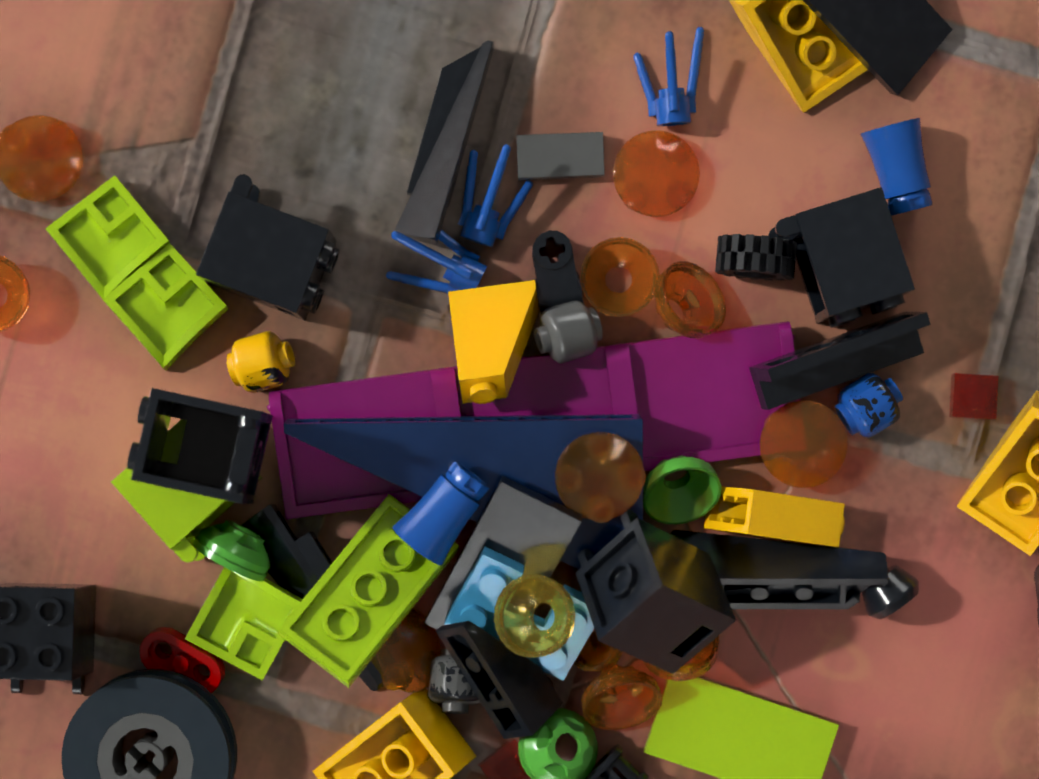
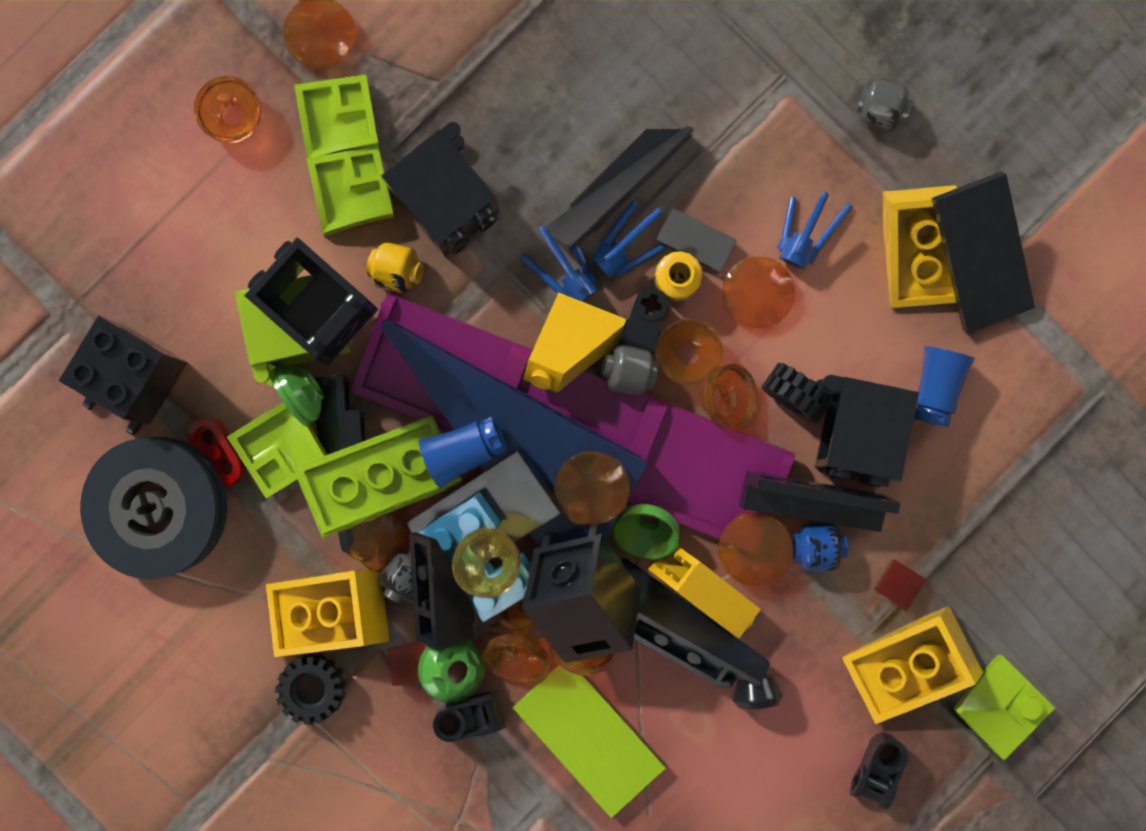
camera: 30 degrees right, 0 degrees up
(563, 189) = (682, 264): none -> yellow head

